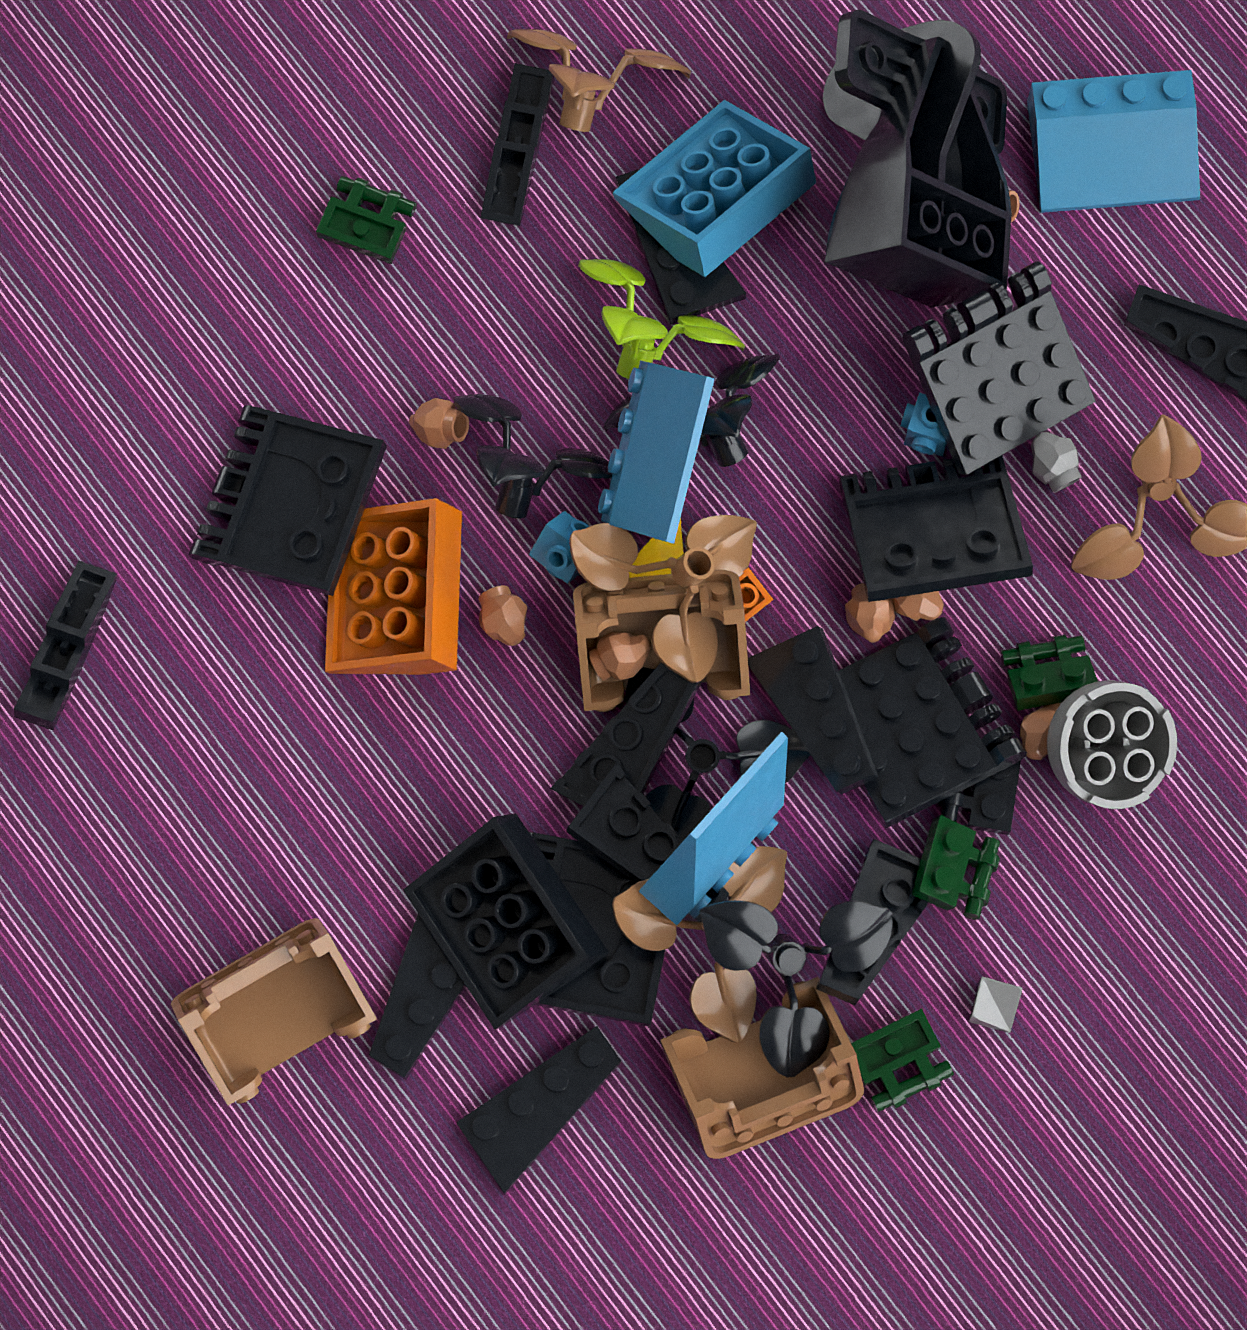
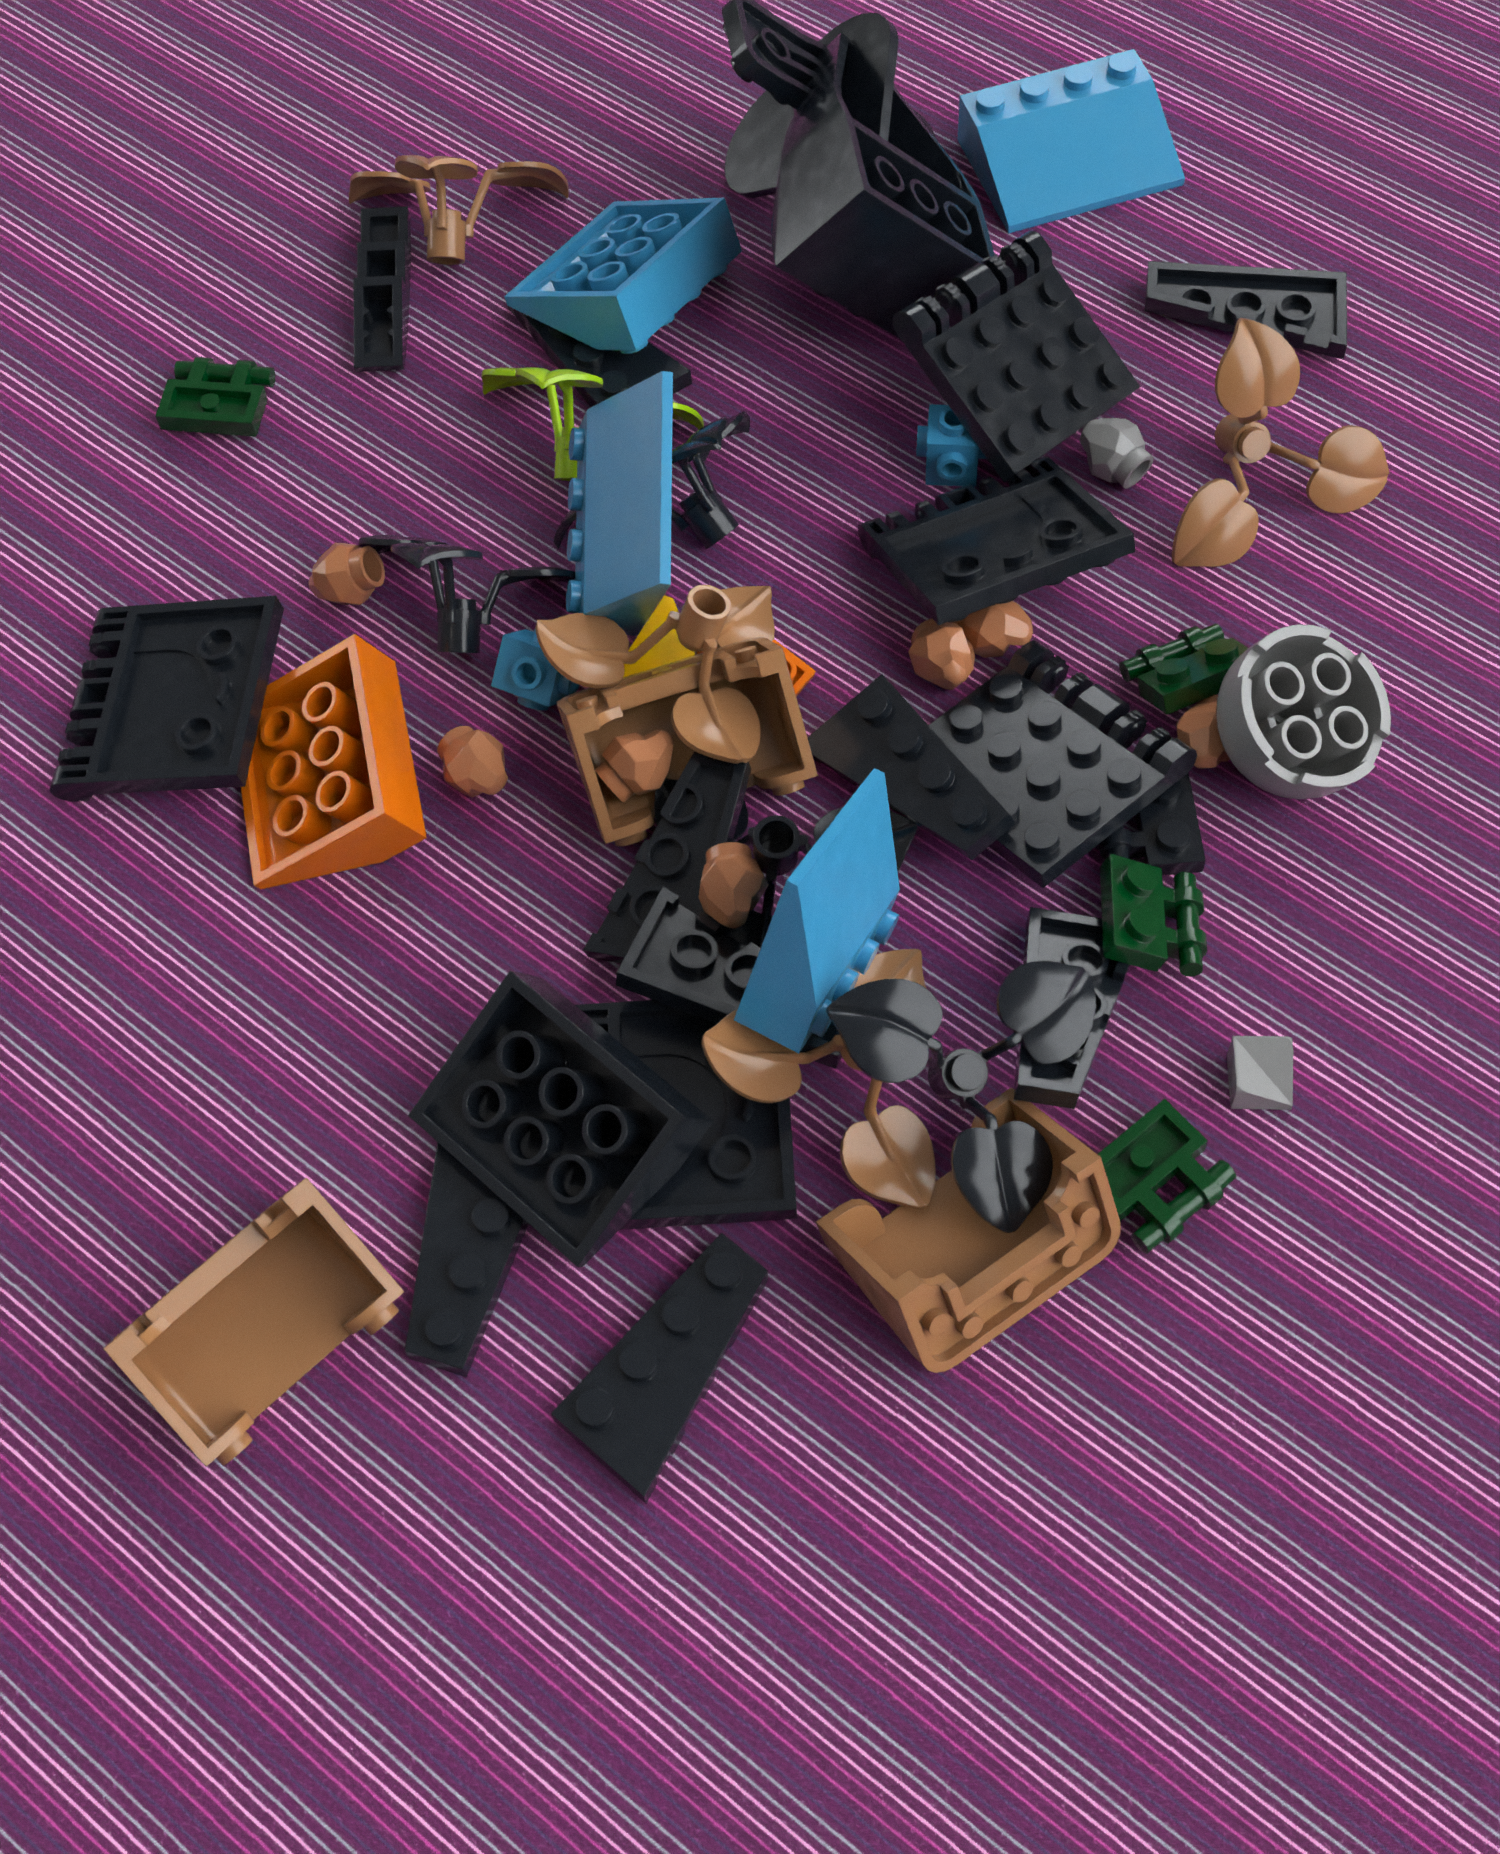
camera: 10 degrees left, 15 degrees down
(664, 776) = (731, 883): none -> nougat rock

